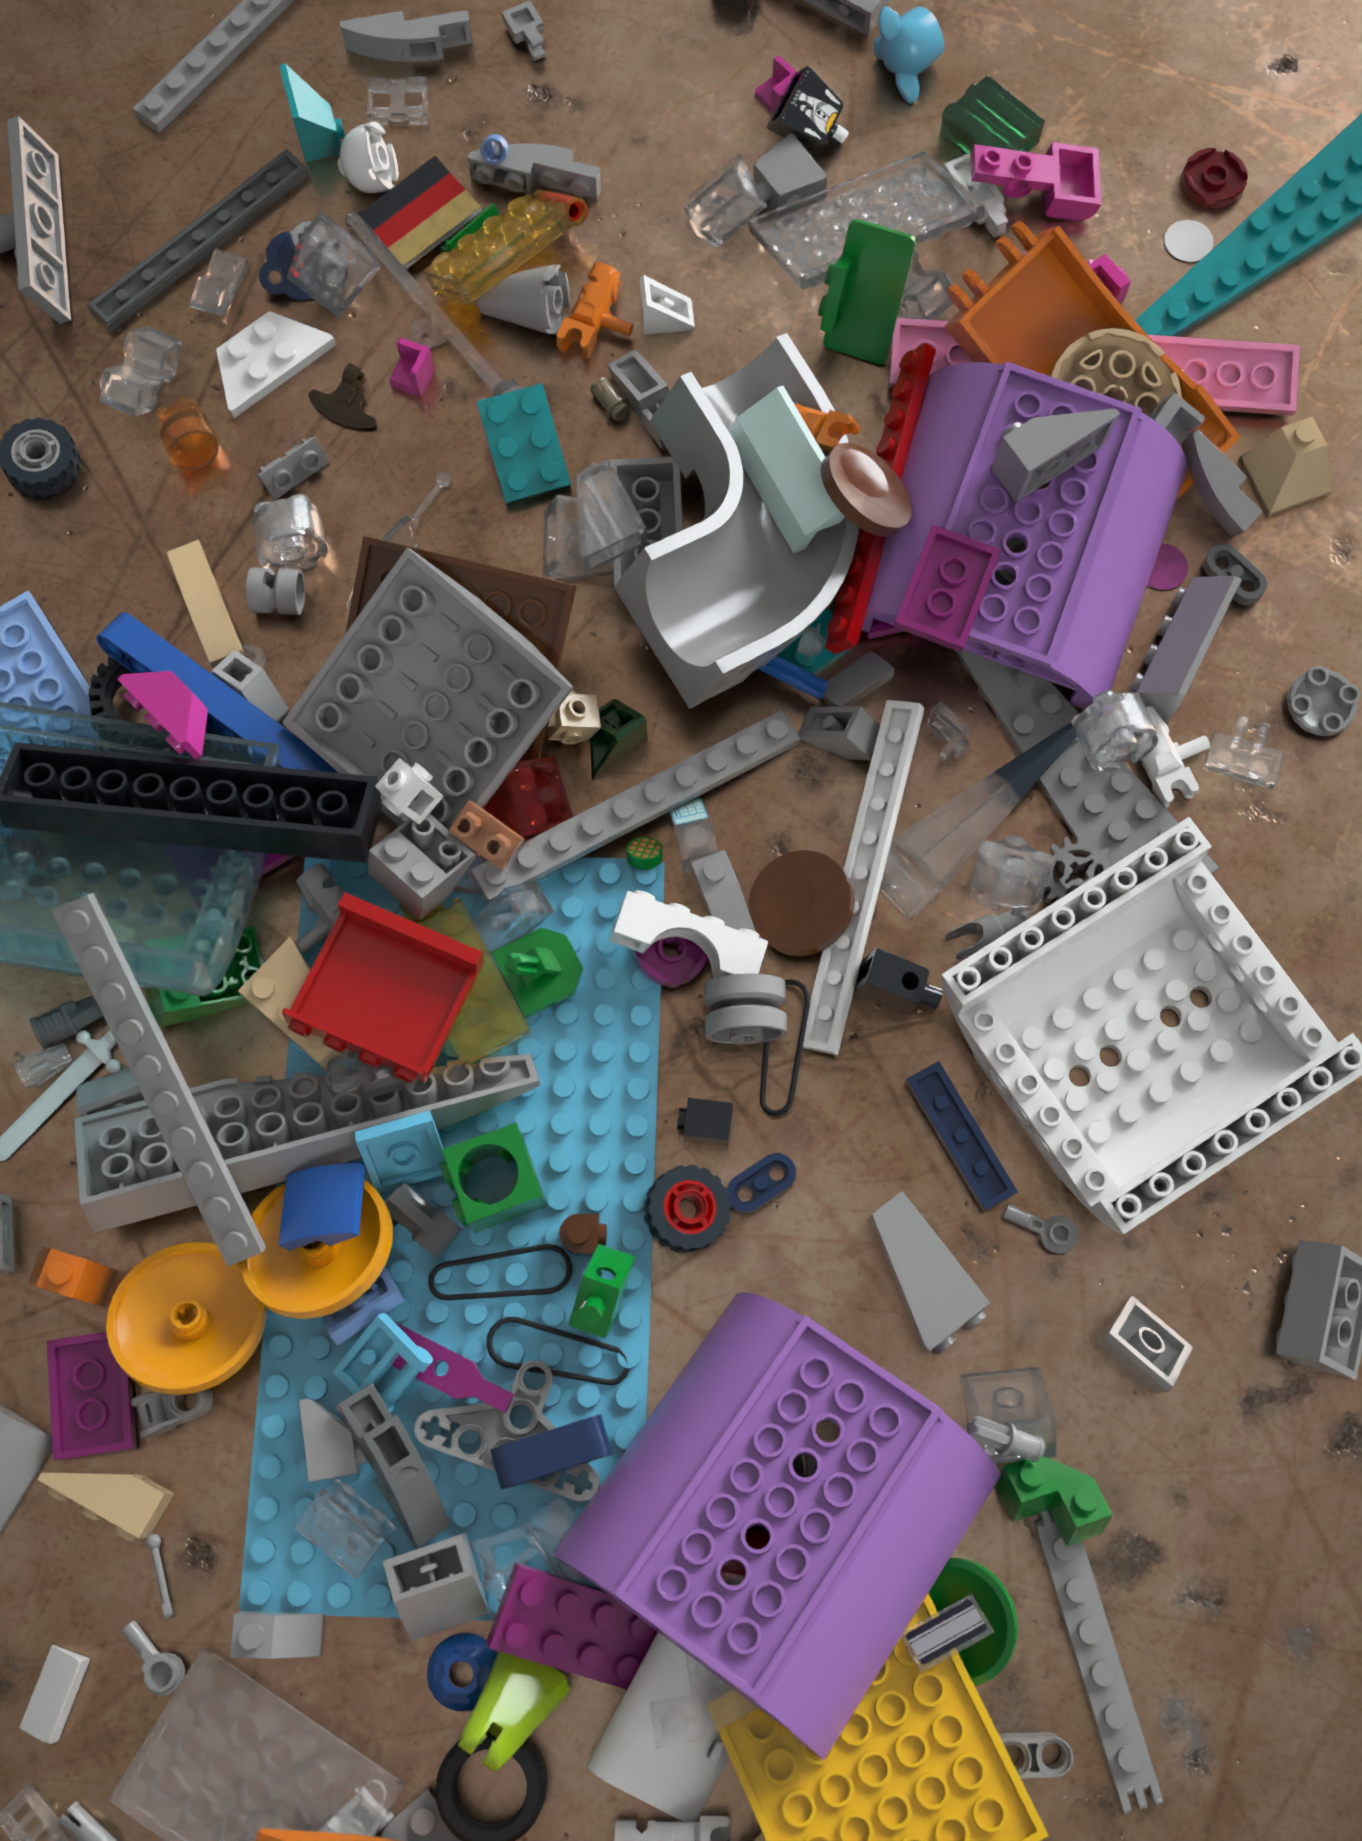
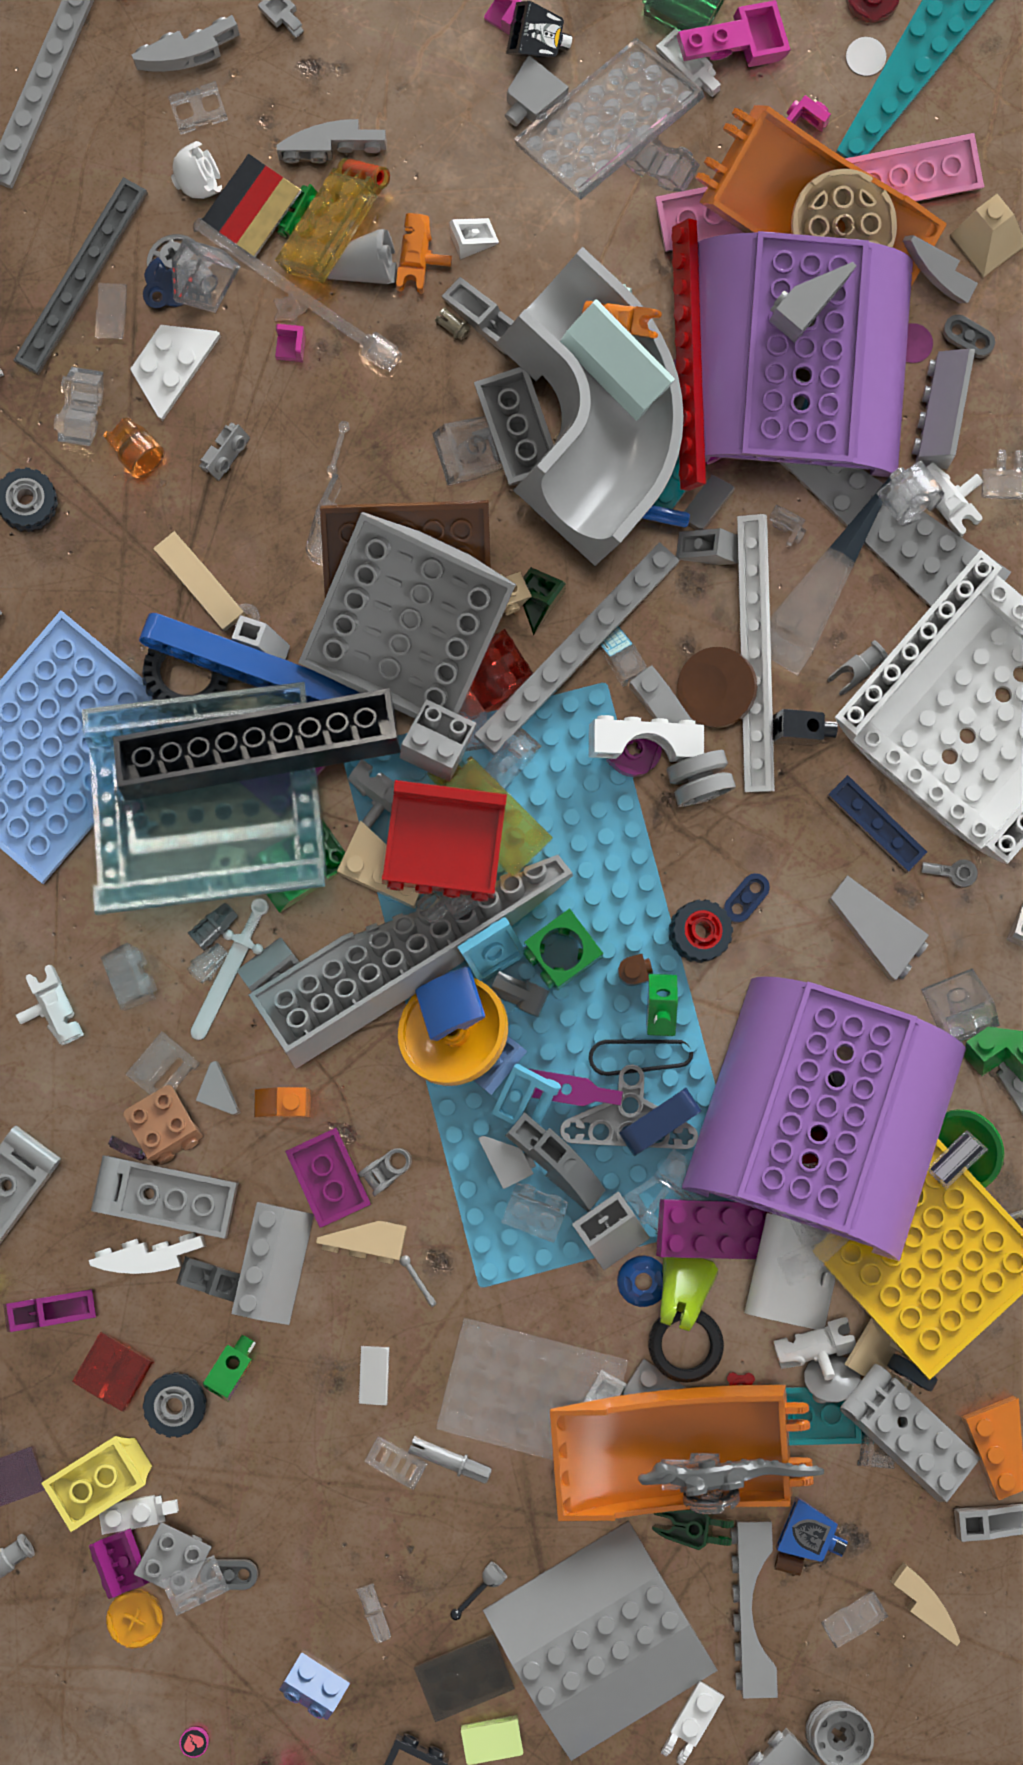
camera: 15 degrees left, 10 degrees up
(159, 1078) = (318, 951): light grey plate -> none
(161, 1670) = (442, 1340): light grey plate -> none
(169, 707) = (219, 679): dark pink slope -> none
(184, 1320) = (377, 1107): light orange dish -> none
(275, 591) = (257, 550): light grey wheel -> none
(276, 1635) = (512, 1293): light grey slope -> none
(289, 533) = (246, 510): clear brick -> none
(312, 117) = (138, 148): teal slope -> none
(345, 403) = (246, 384): dark brown piece -> none
(409, 791) = (416, 692): white brick -> none
(485, 834) = (480, 707): nougat hips -> none
(488, 149) = (293, 141): medium blue hinge -> none
(501, 1293) = (590, 1026): black piece -> none
(523, 443) = (400, 383): teal plate -> none
(539, 969) = (544, 791): green piece -> none
(606, 517) = (487, 433): clear slope -> none
(644, 853) = (591, 681): green tile -> none
(706, 1121) = (695, 866): black brick -> none
(724, 202) = (491, 130): clear slope -> none
(797, 1058) = (740, 845): black piece -> none
(811, 642) = (670, 488): clear plate -> none
(866, 291) = (631, 187): green bracket -> none
(866, 490) = (681, 363): reddish brown piece -> none
(947, 588) = (762, 427): magenta plate -> none
(1006, 1438) = (963, 1023): light grey axle -> none
(1010, 875) = (862, 625): clear brick -> none
(1069, 863) = (900, 600): light grey gear -> none
(1176, 416) = (892, 231): light grey panel -> none

